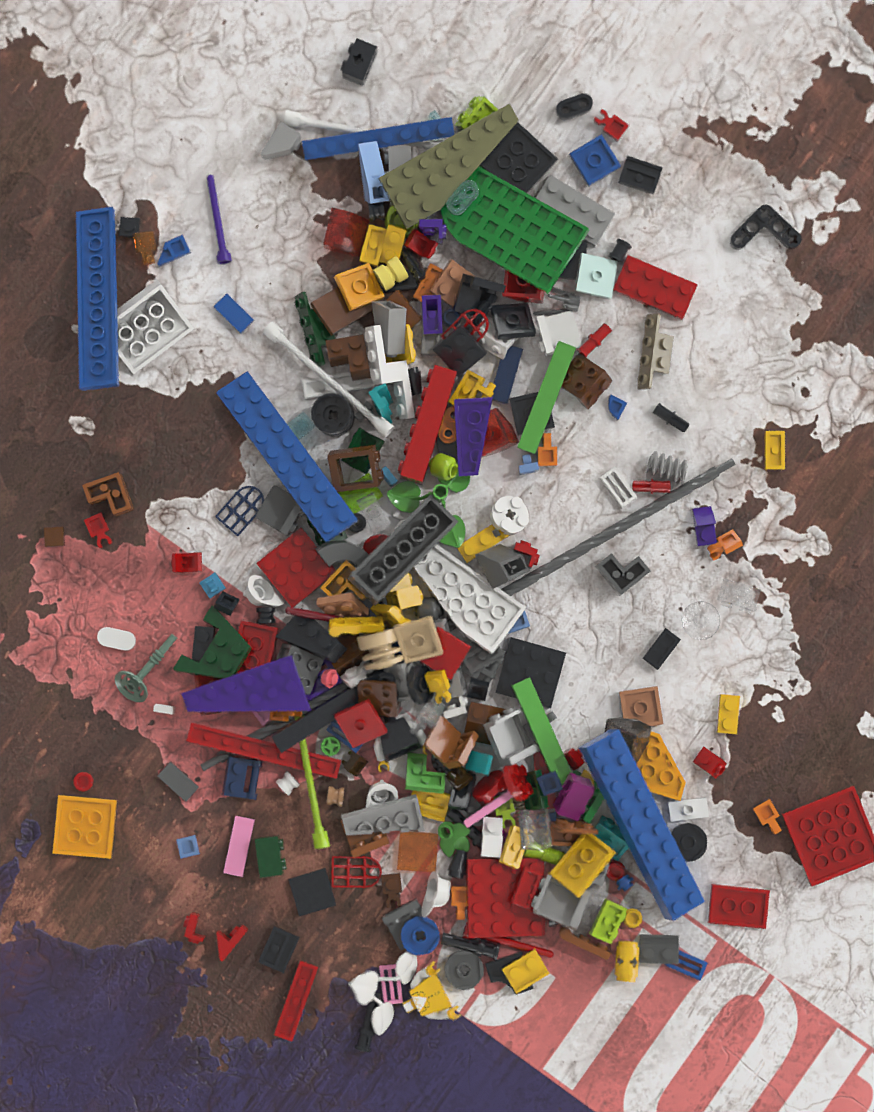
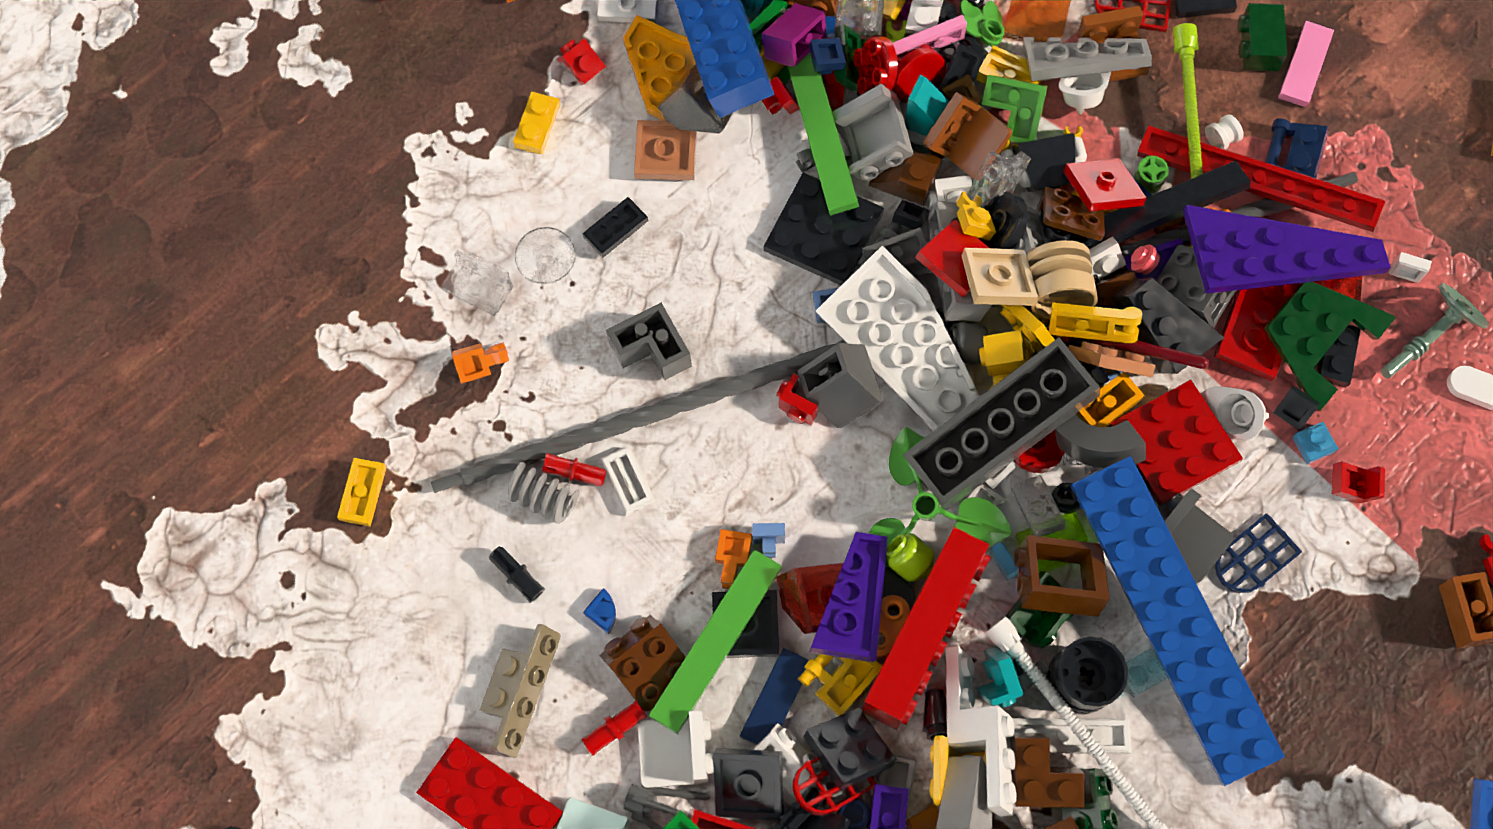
camera: 165 degrees left, 15 degrees down
(178, 781) = (1393, 165): dark grey tile -> none
(188, 846) = (1384, 75): medium blue tile -> none
(265, 615) = (1234, 375): black wheel -> none
(335, 796) = (1152, 103): medium nougat wheel -> none
(355, 763) = (1116, 141): dark brown tile -> none
(481, 541) = (861, 435): yellow plate -> none
(505, 524) = (828, 474): white plate -> none
(704, 526) = (504, 397): dark purple slope -> none

